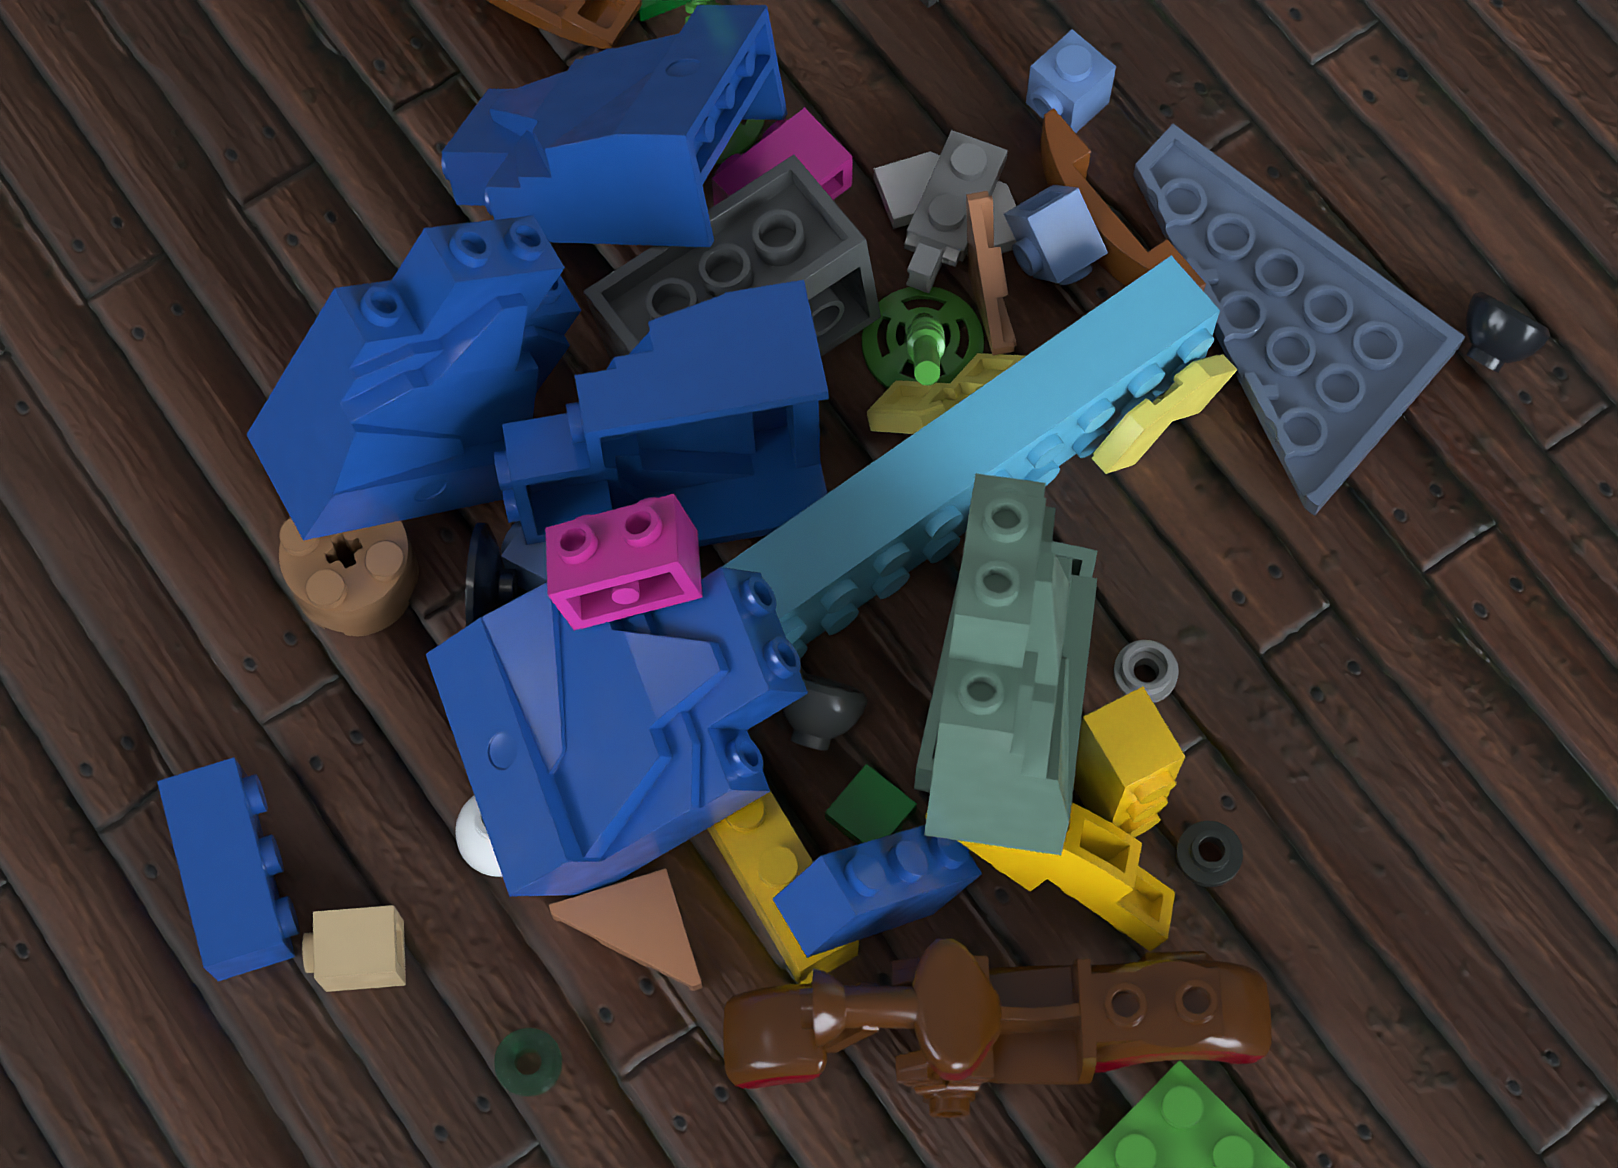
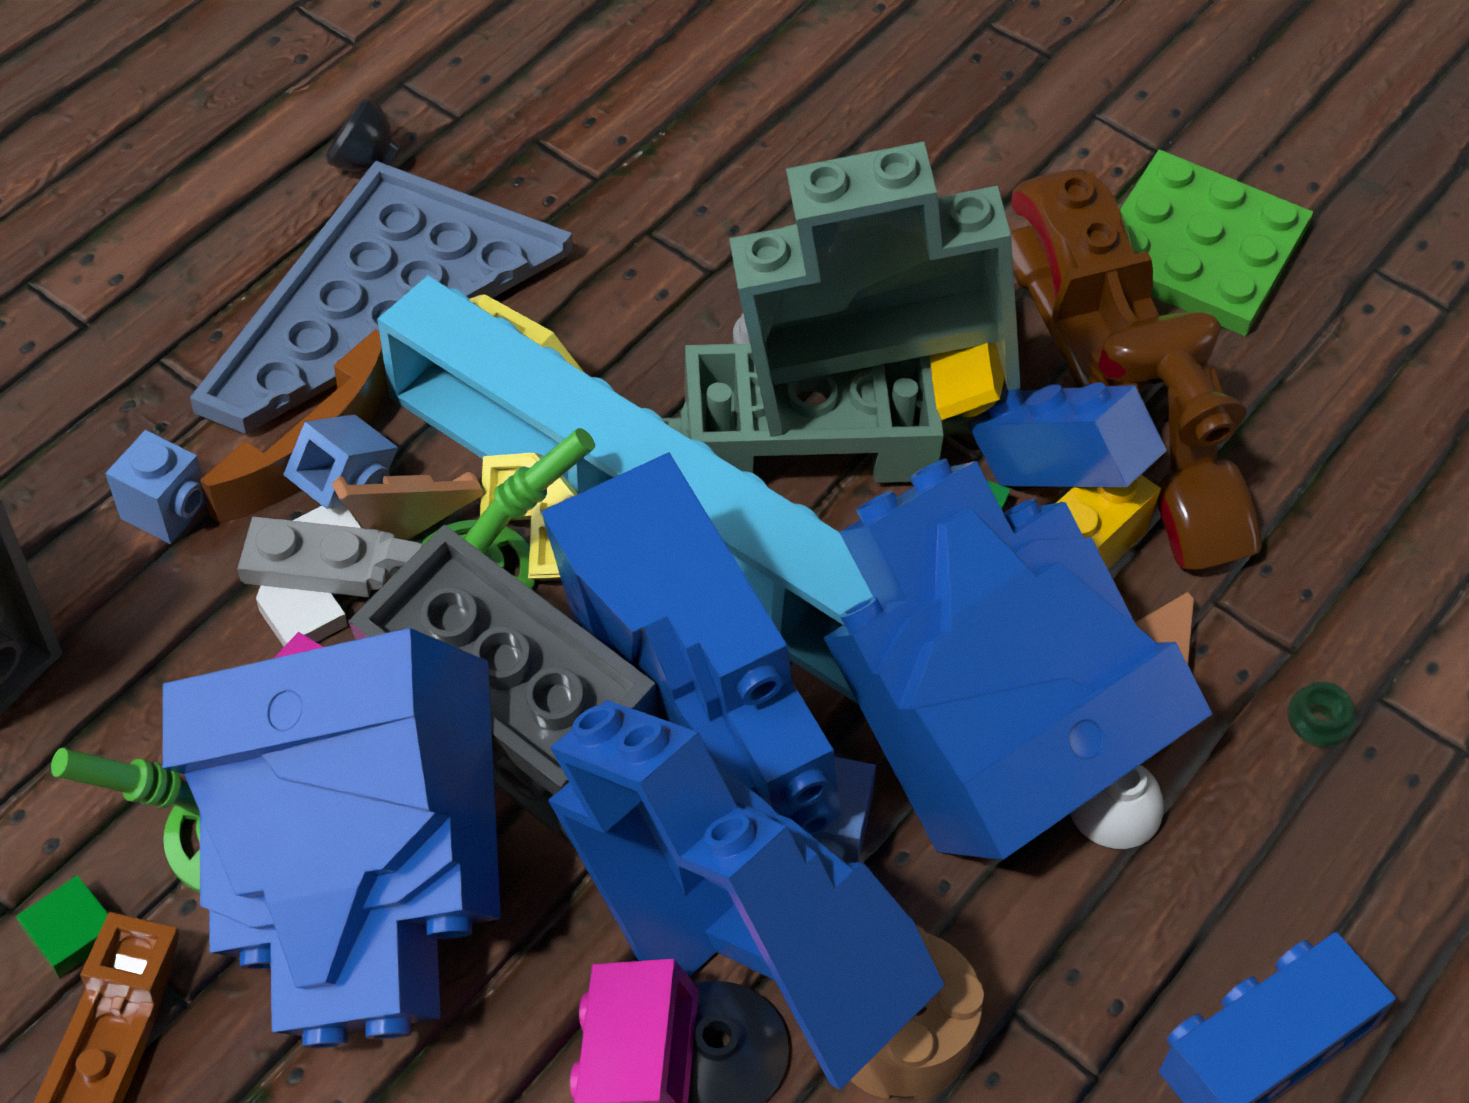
camera: 110 degrees left, 15 degrees down
(356, 948) = (1296, 883): tan brick -> none
(487, 580) = (904, 852): black dish -> none
(623, 562) = (891, 613): dark pink brick -> none

